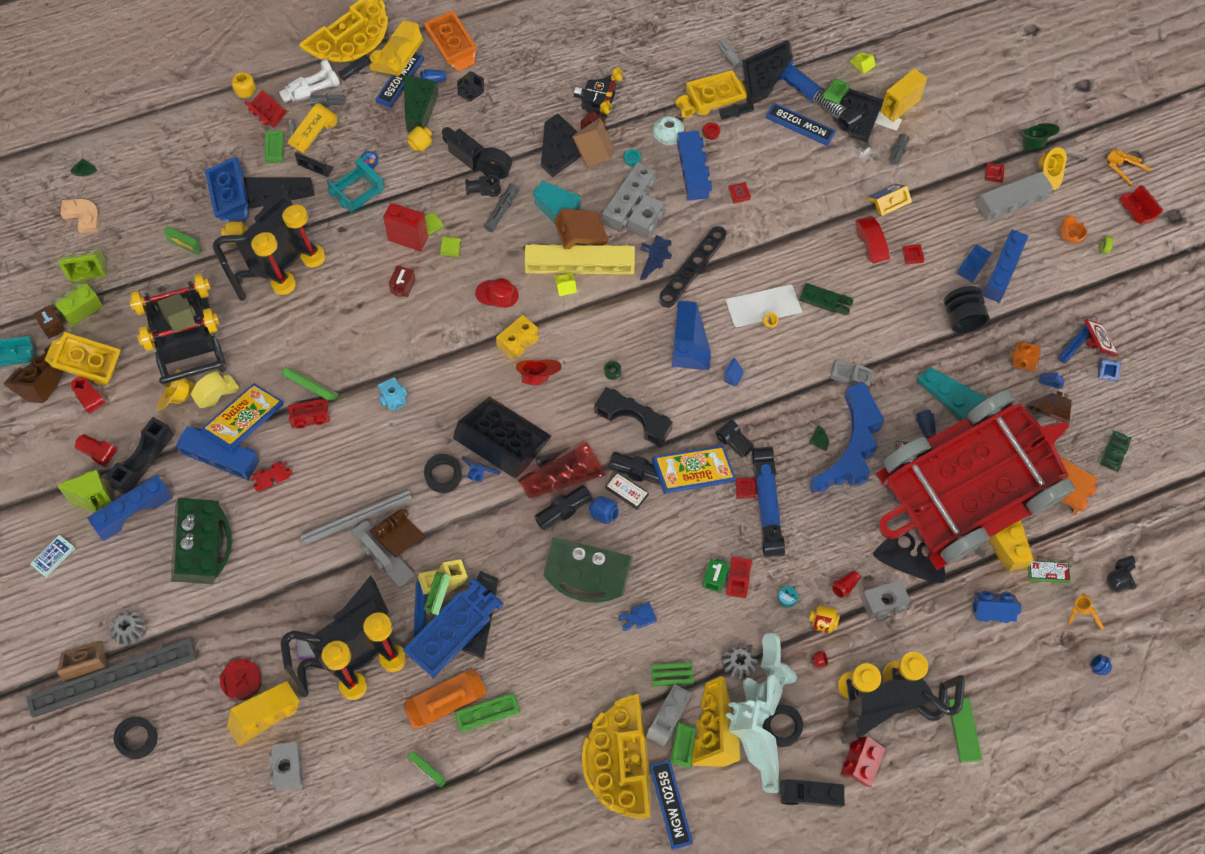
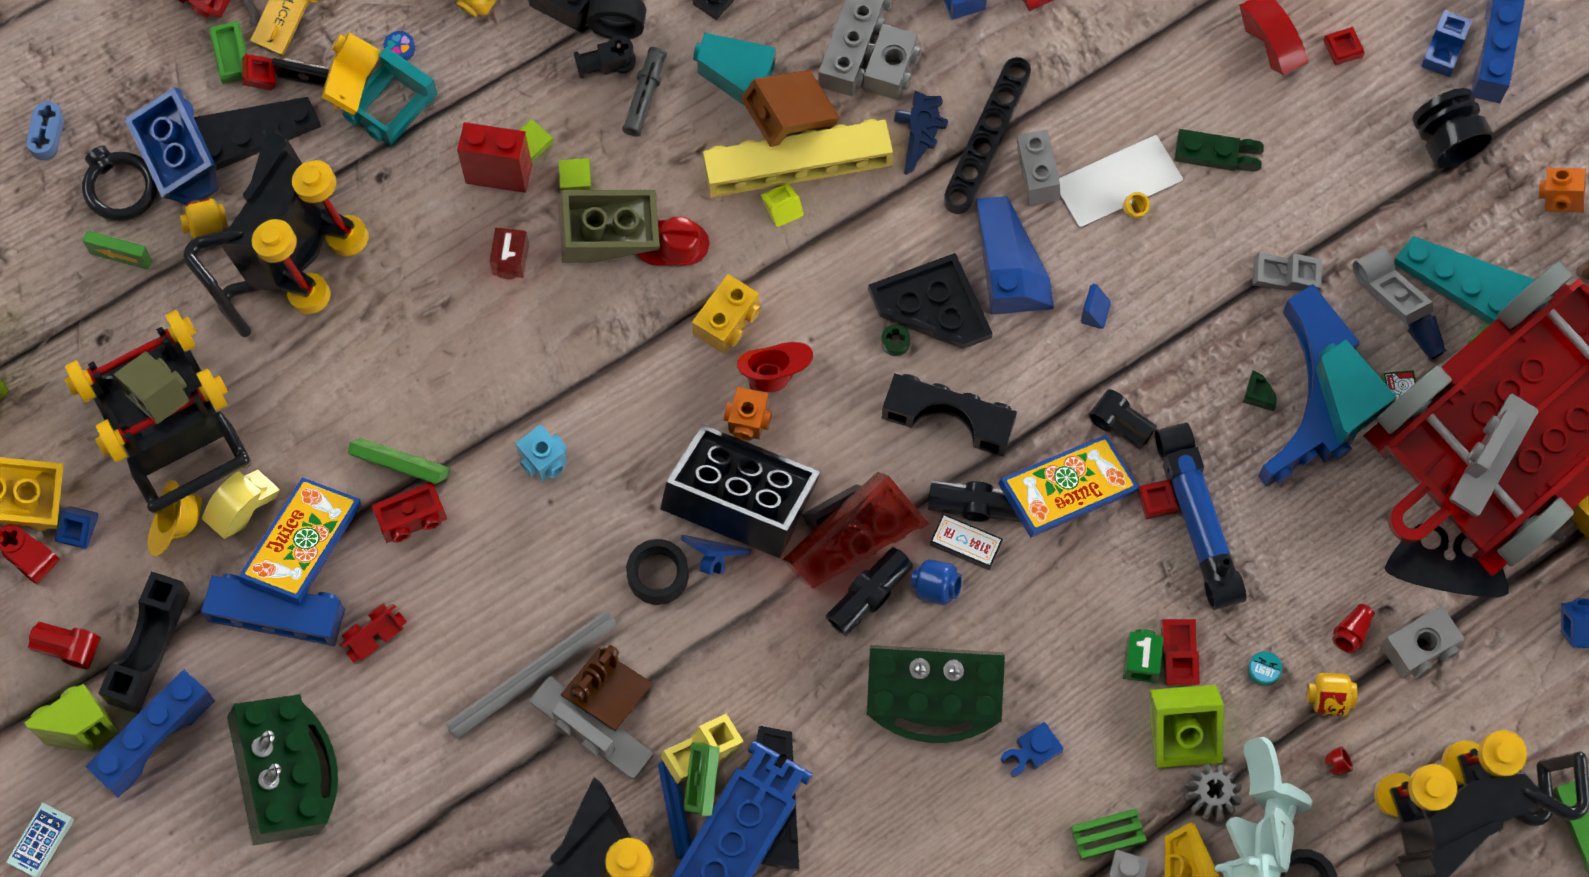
camera: 10 degrees left, 5 degrees up
(119, 386) = (75, 526): none -> blue slope
(157, 169) = (39, 129): none -> medium blue beam
(186, 191) = (101, 162): none -> black piece
(286, 159) = (258, 72): none -> red tile
(336, 167) = (348, 71): none -> yellow door
(461, 275) = (607, 224): none -> olive slope
(516, 394) = (748, 414): none -> orange brick
(639, 352) = (934, 302): none -> black plate
(717, 289) = (1038, 167): none -> light grey brick
(733, 620) = (1187, 725): none -> lime slope
(871, 444) = (1351, 390): none -> teal slope
(910, 393) = (1388, 286): none -> light grey plate
(946, 495) = (1493, 454): none -> light grey bracket

